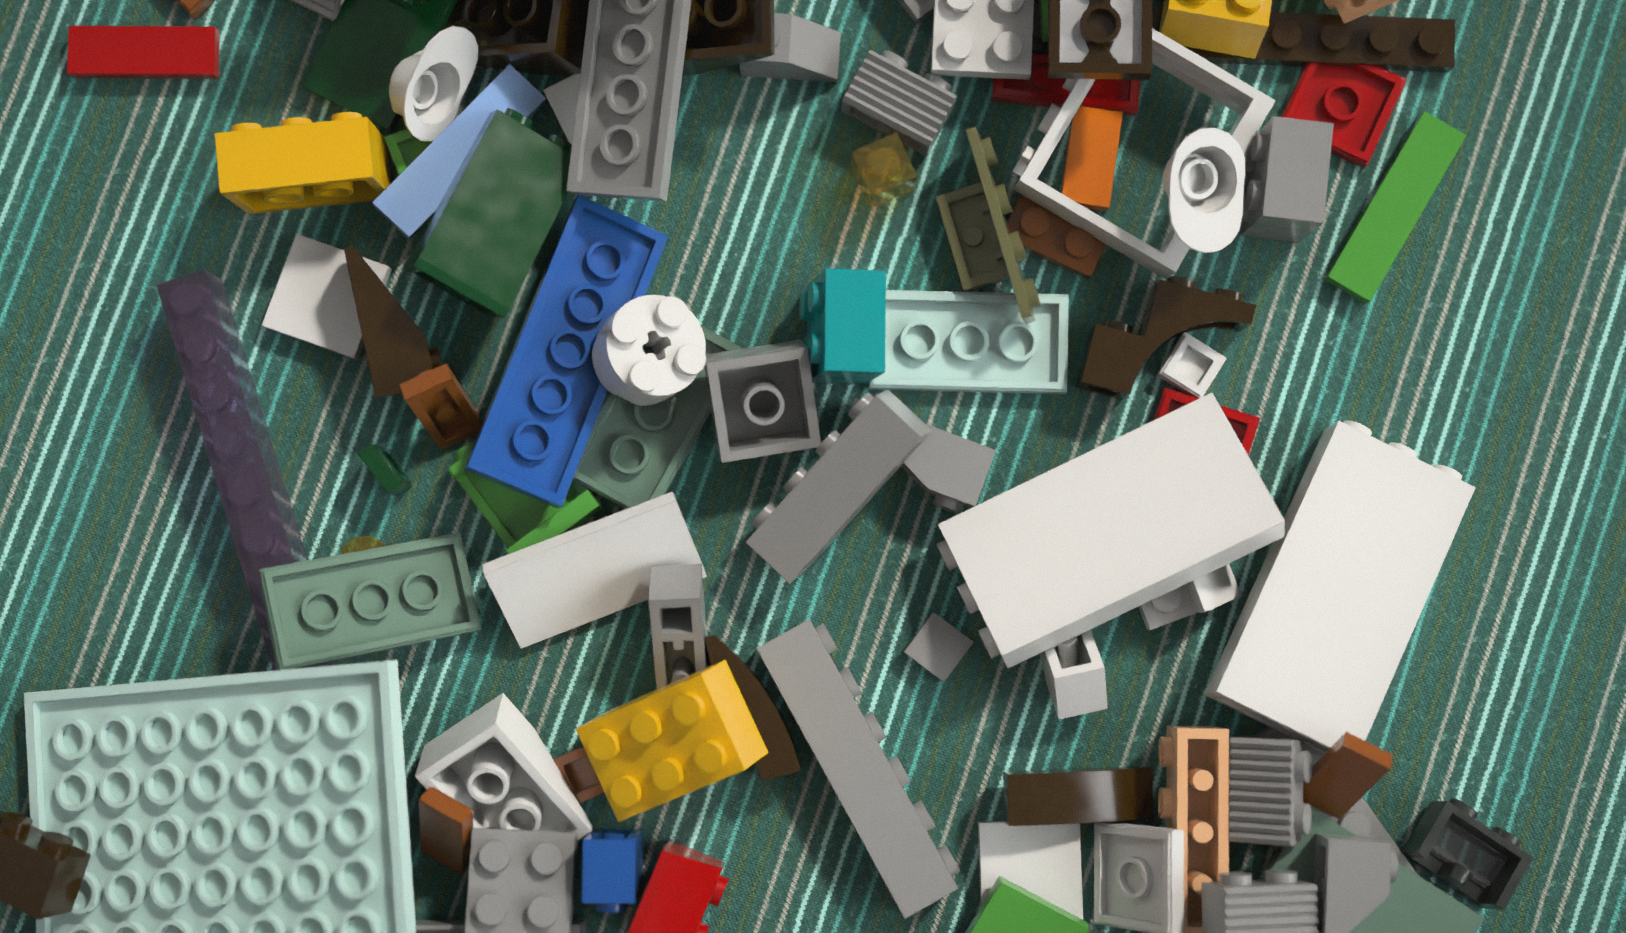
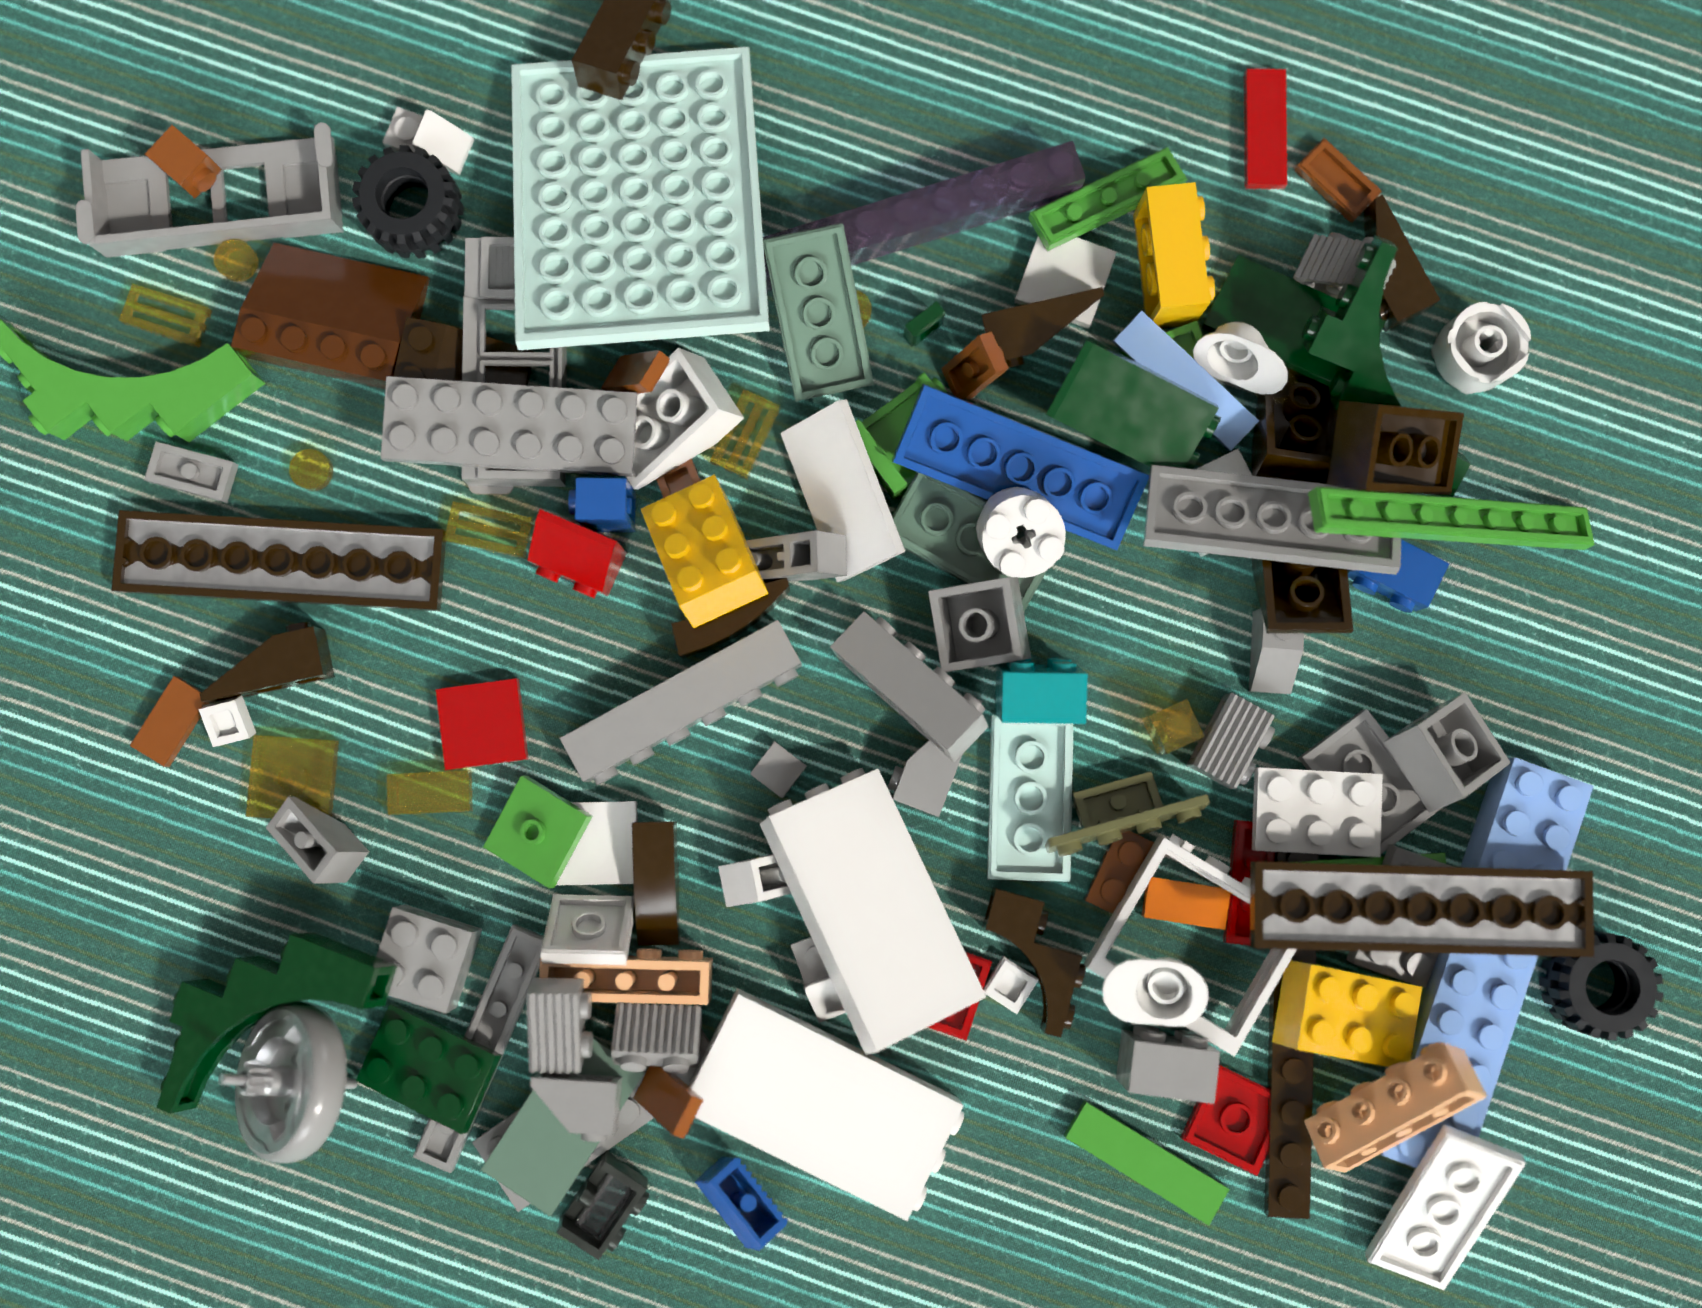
camera: 90 degrees right, 0 degrees up
(229, 247) = (1103, 199): none -> bright green tile
(560, 709) = (731, 464): none -> clear yellow tile
(1459, 685) = (741, 1202): none -> blue brick

